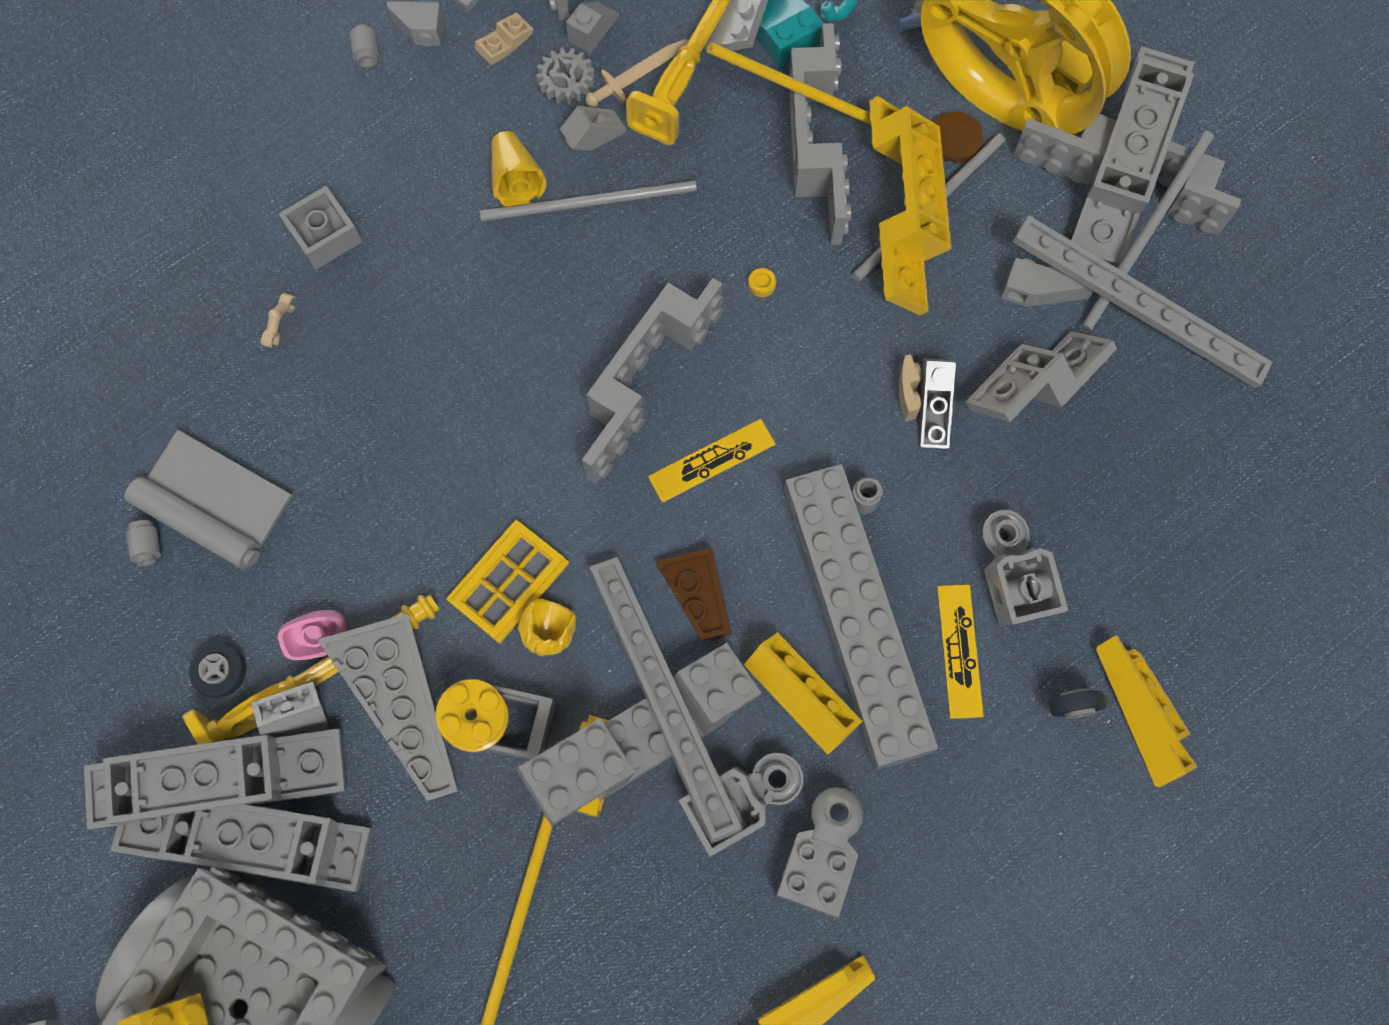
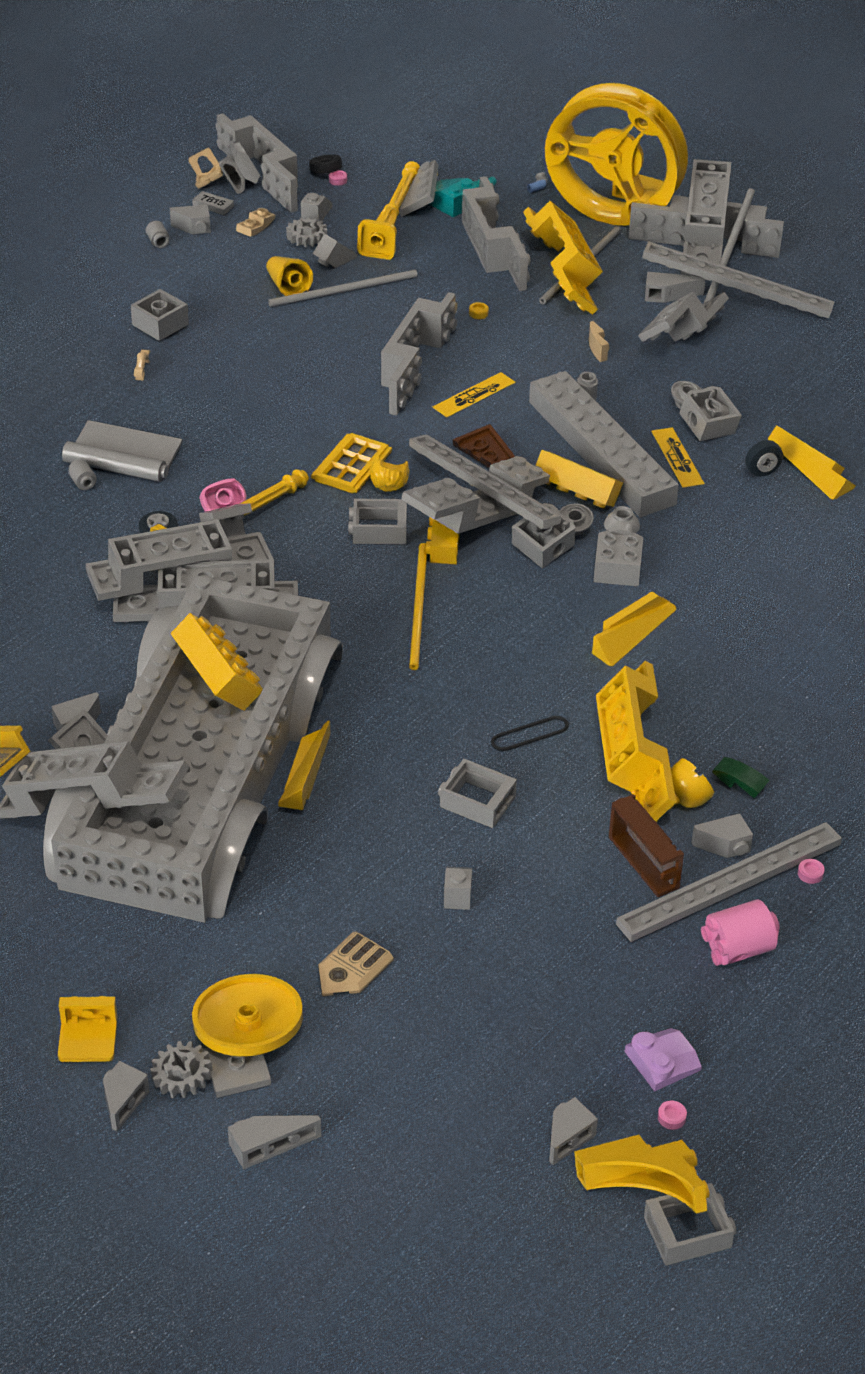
camera: 15 degrees left, 30 degrees down
(391, 685) = (292, 509): light grey wing -> none
(459, 703) = (355, 505): yellow wheel -> none
(615, 85) = (343, 236): tan sword -> none
(788, 82) = (472, 198): yellow piece -> none
(936, 402) = (619, 343): light grey slope -> none
(959, 136) = (591, 230): reddish brown tile -> none

